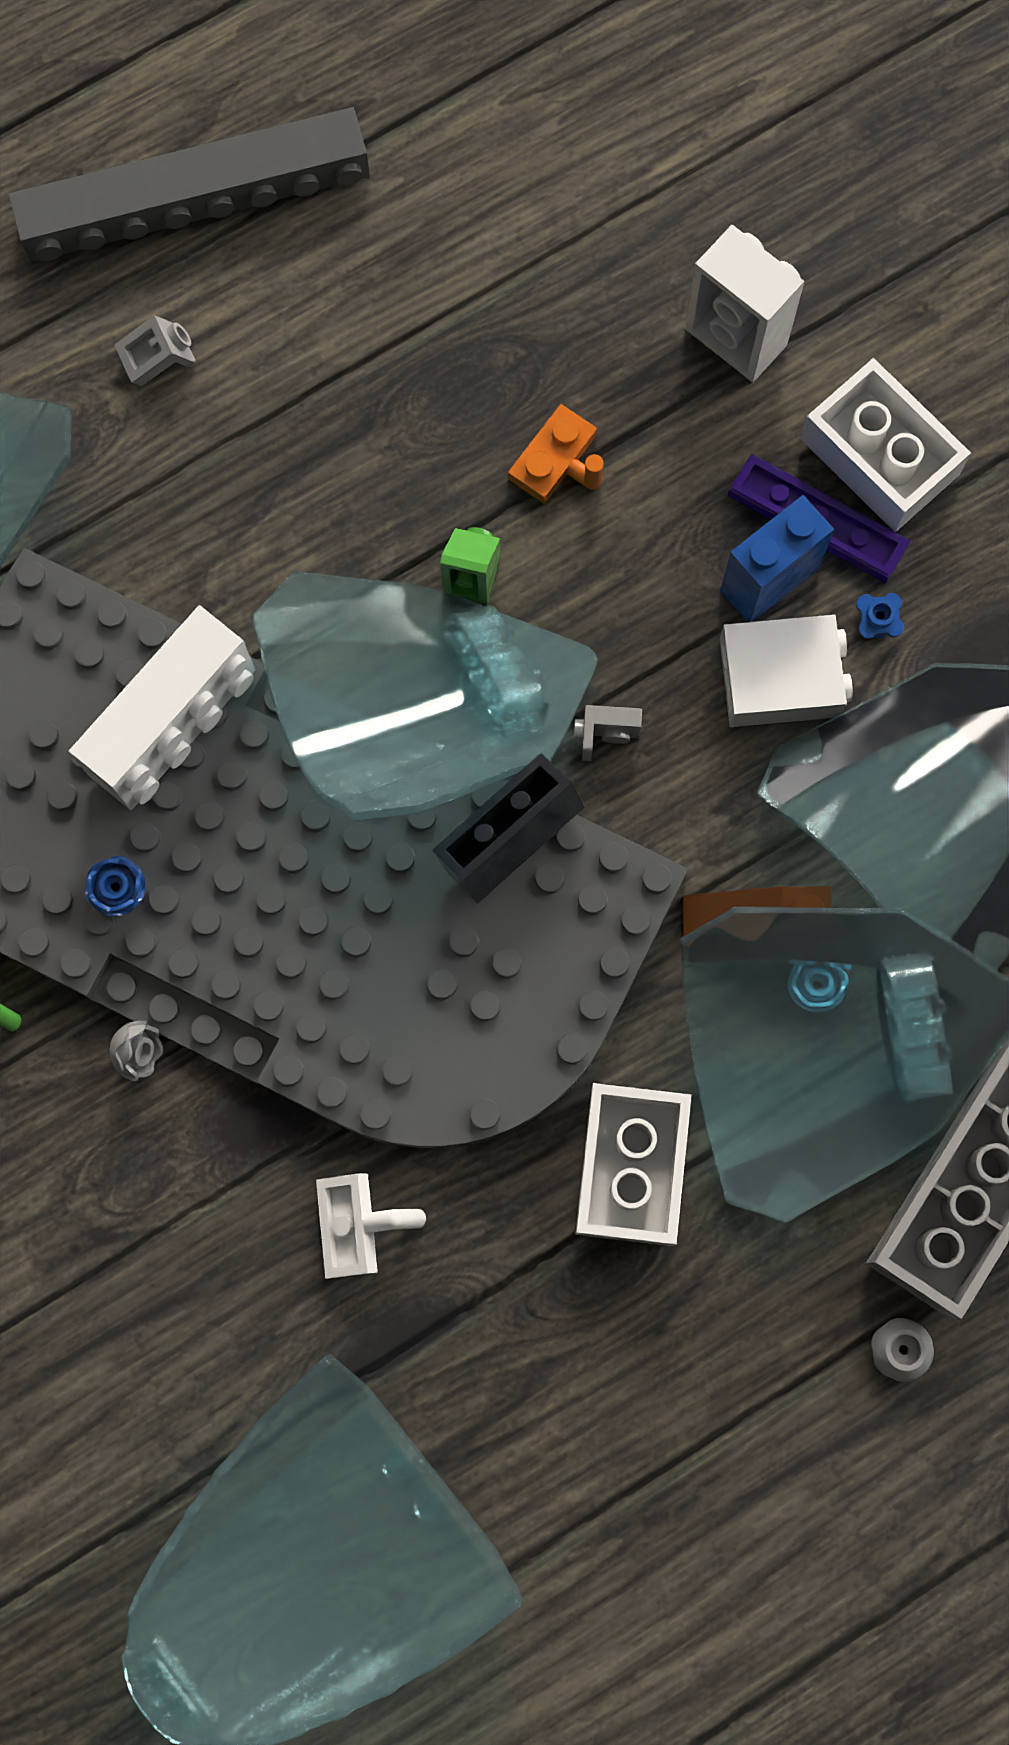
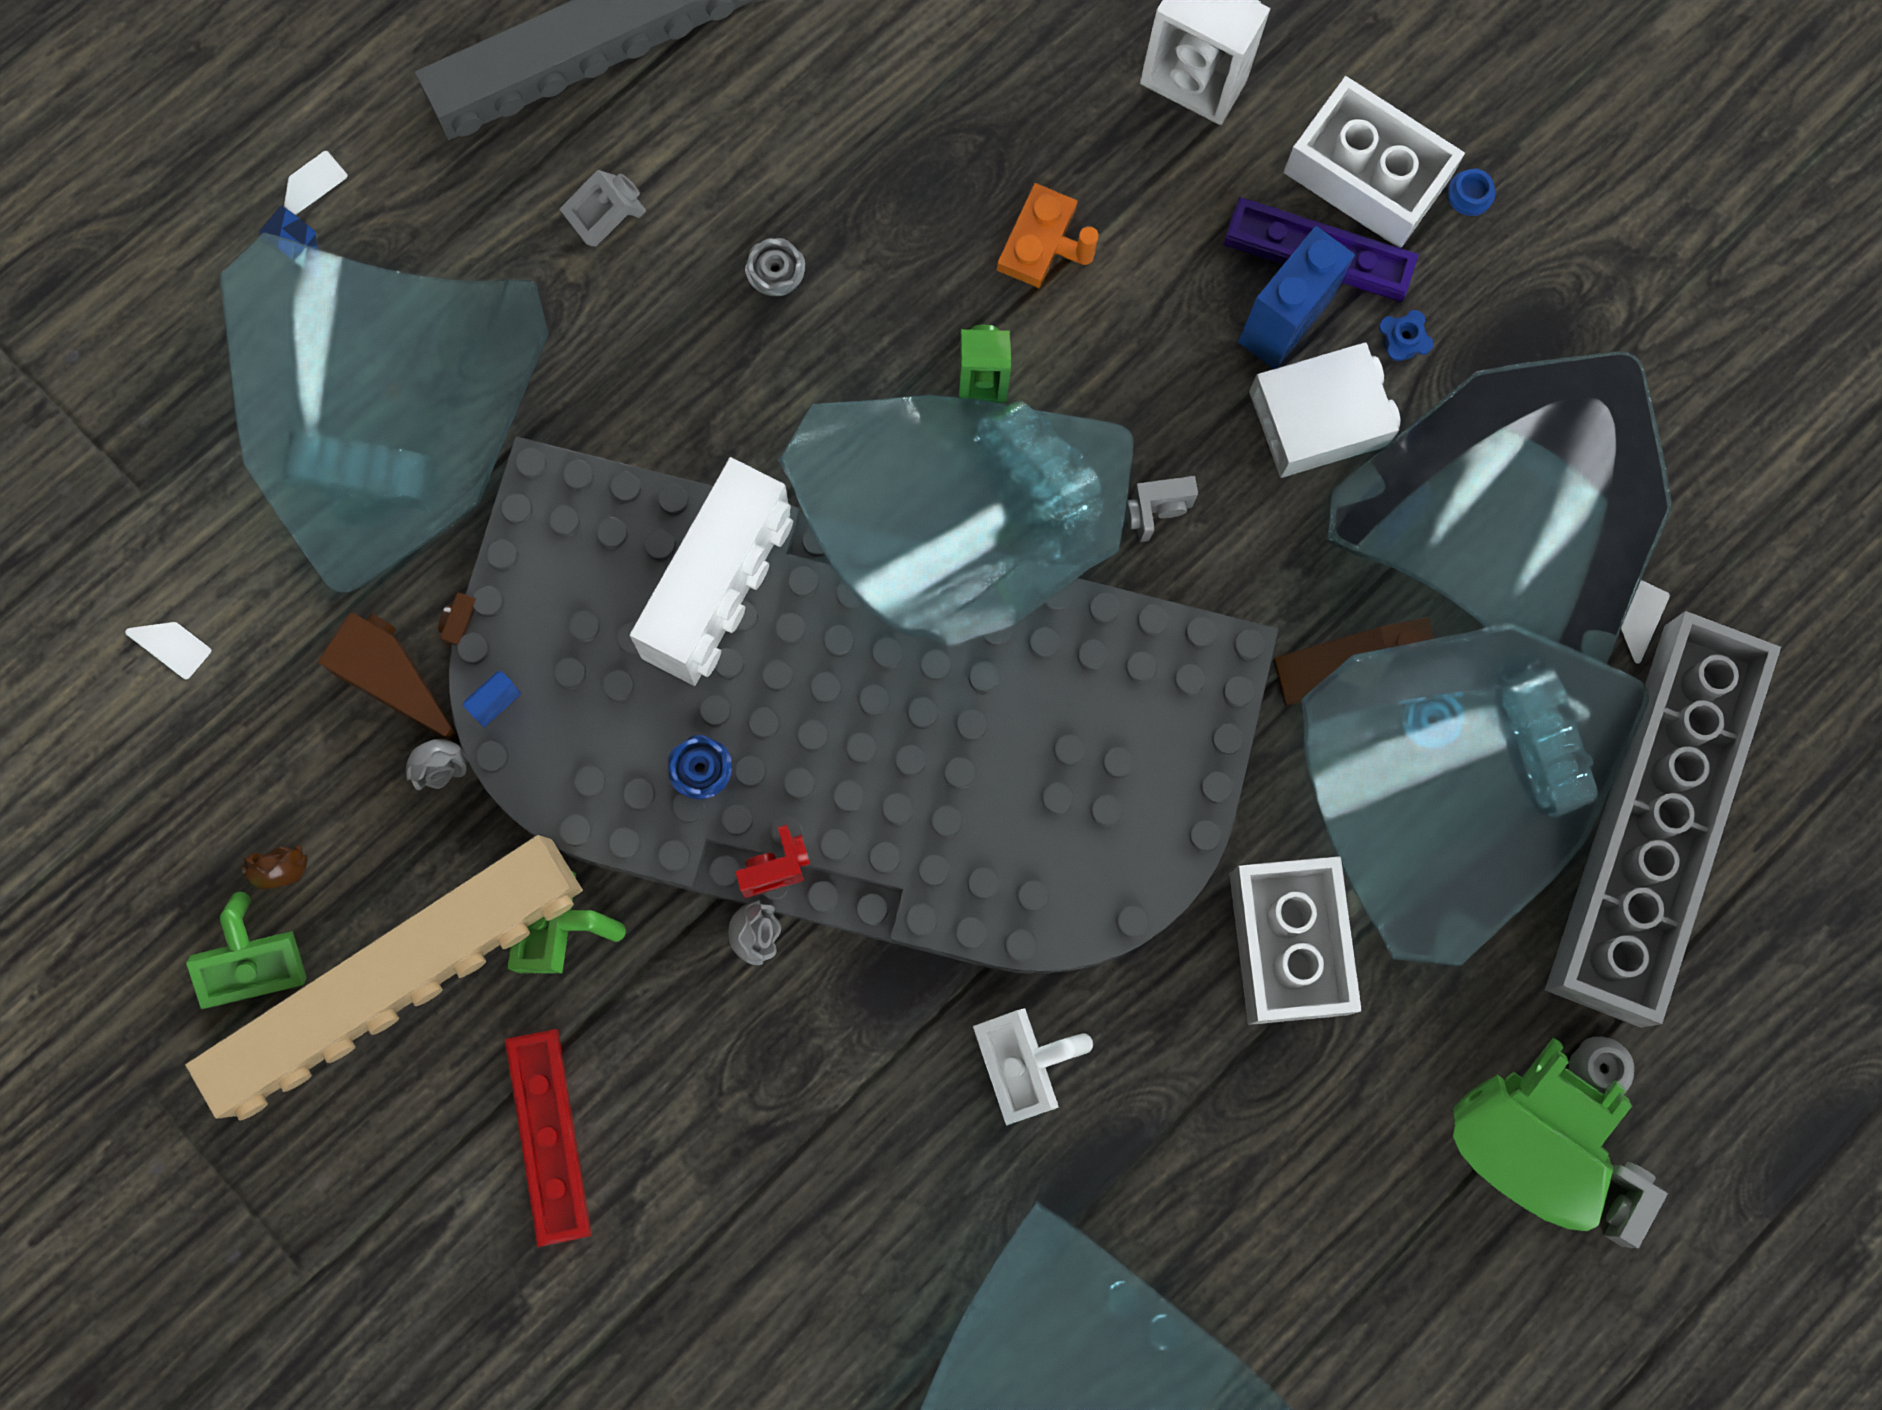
camera: 20 degrees left, 0 degrees up
(153, 997) = (767, 873): none -> red bracket
(296, 424) = (775, 253): none -> light grey plate
(509, 828) = (1095, 623): black brick -> none
(822, 1406) = (1543, 1138): none -> bright green piece
(897, 1493) = (1635, 1212): none -> light grey bracket
(976, 491) = (1471, 192): none -> blue plate

